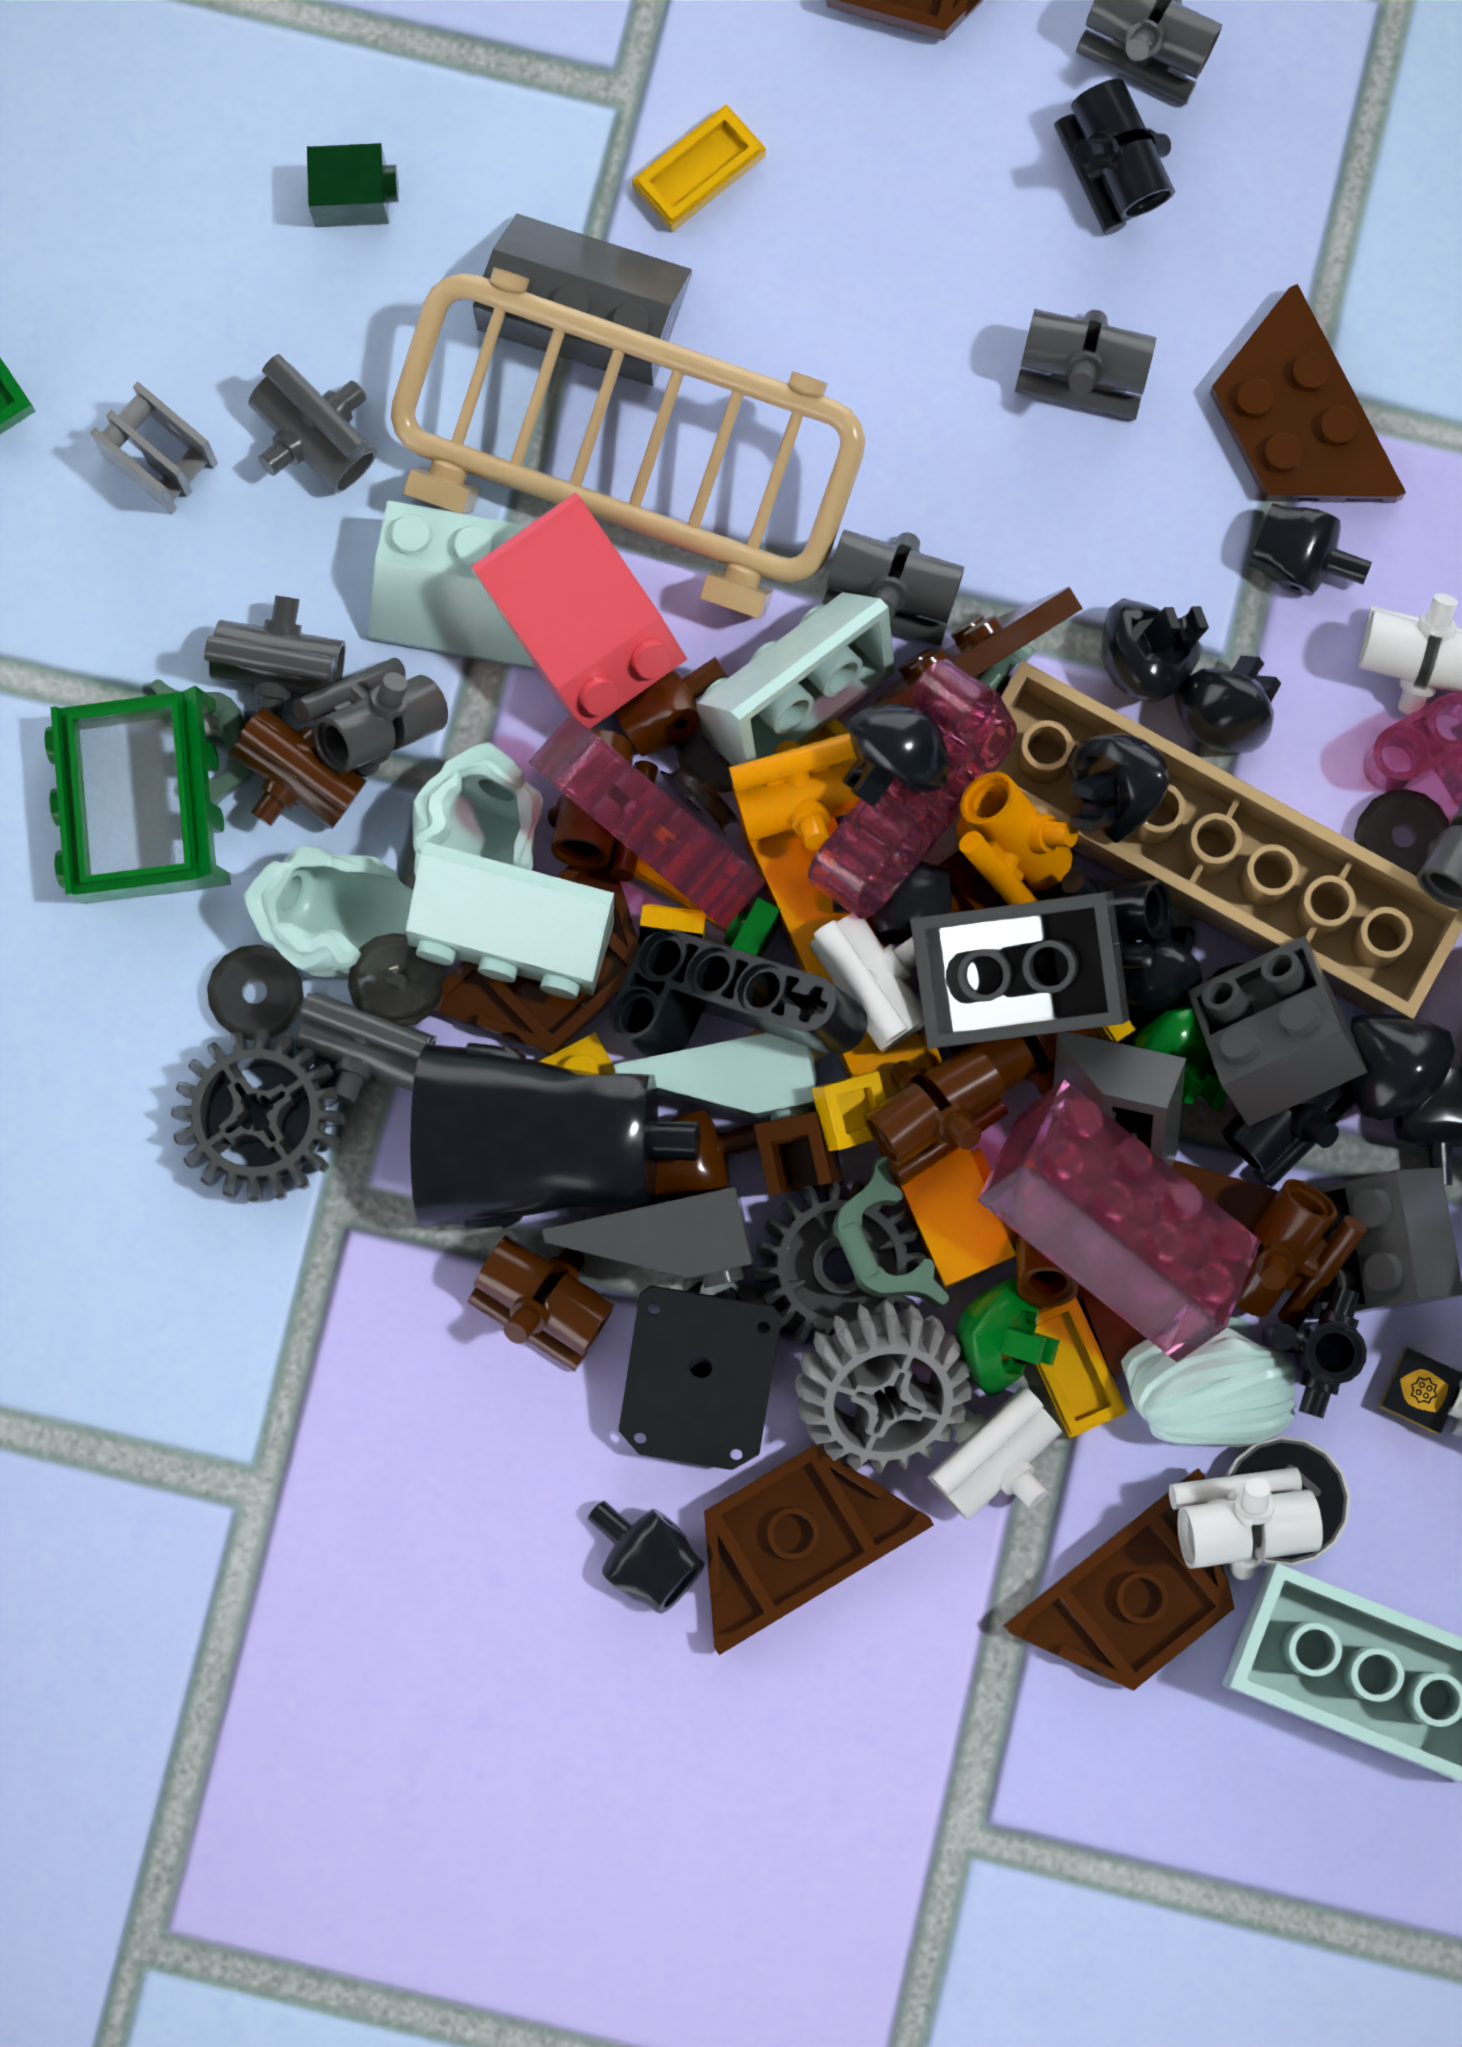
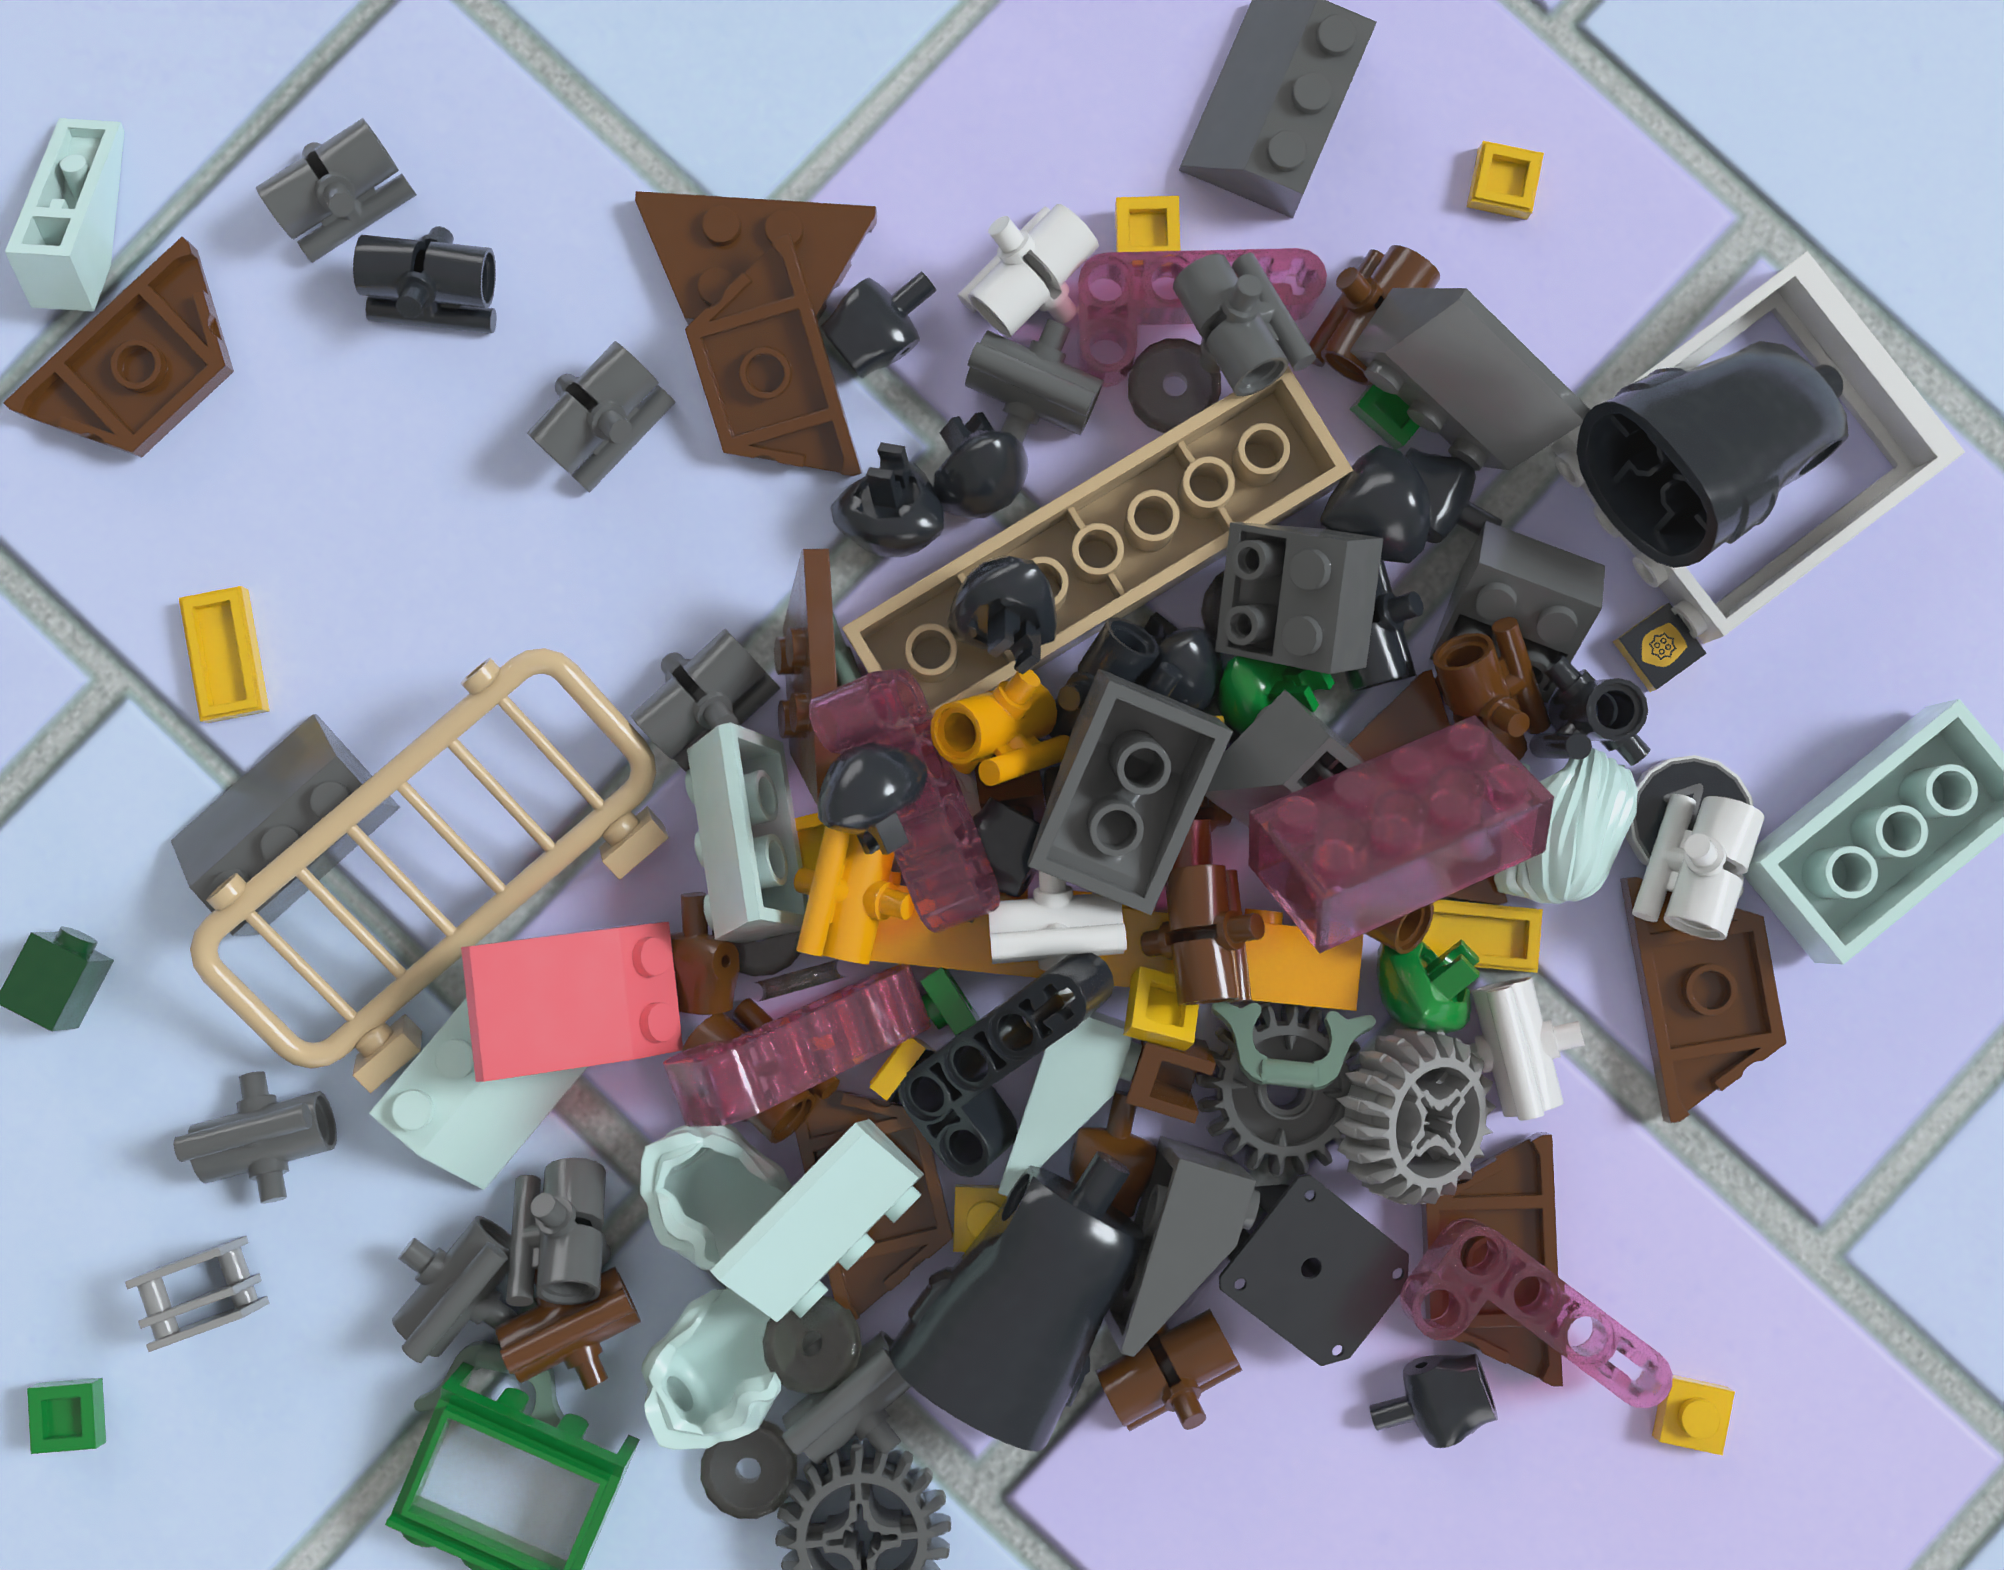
camera: 65 degrees left, 5 degrees up
(758, 1794) = (1694, 1415): none -> yellow plate
(767, 1597) = (1546, 1317): none -> clear pink beam
(1210, 482) = (771, 370): none -> reddish brown wing
(1332, 710) = (1033, 381): none -> dark grey pin

